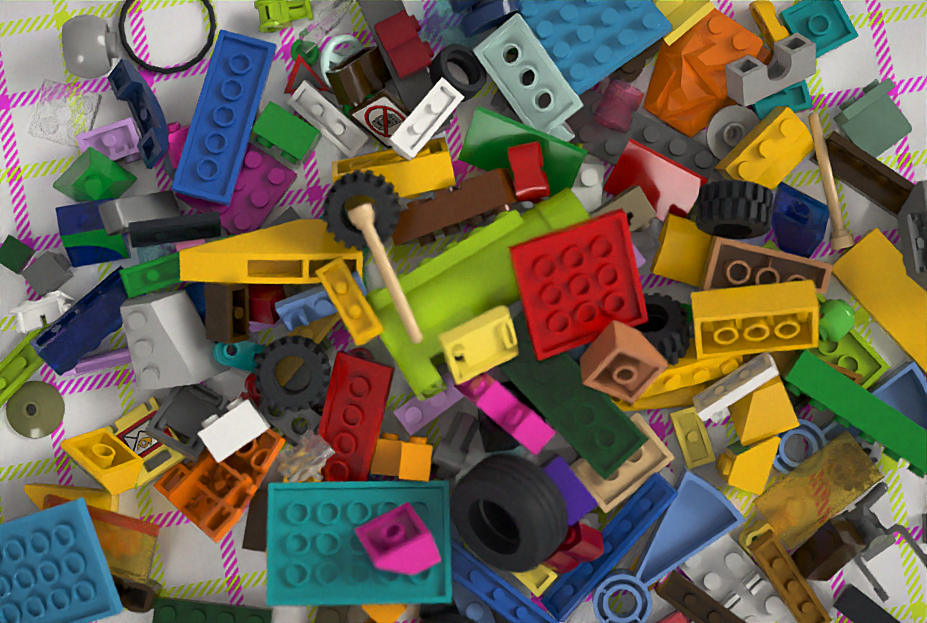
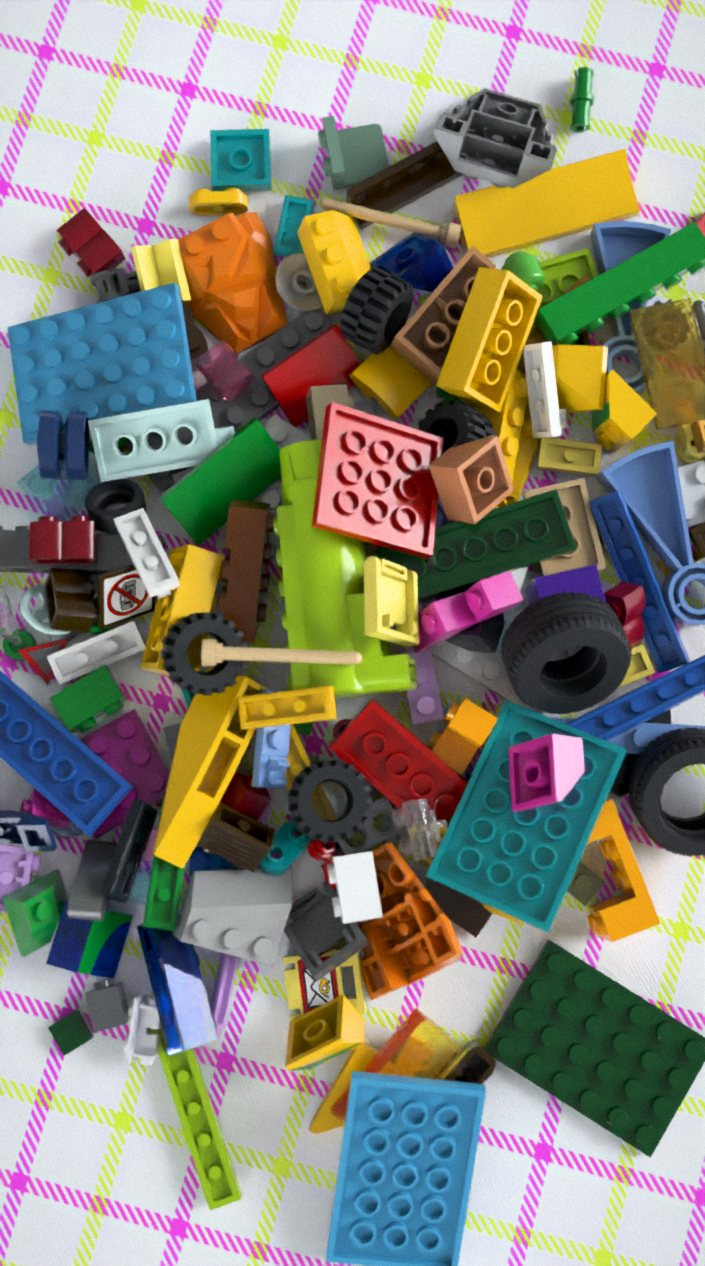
camera: 70 degrees left, 5 degrees down
(48, 405) = (249, 1074): olive dish -> none
(454, 447) = (477, 682): dark grey piece -> none
(529, 180) = (247, 480): red beam -> none
(752, 80) = (264, 236): light grey arch -> none

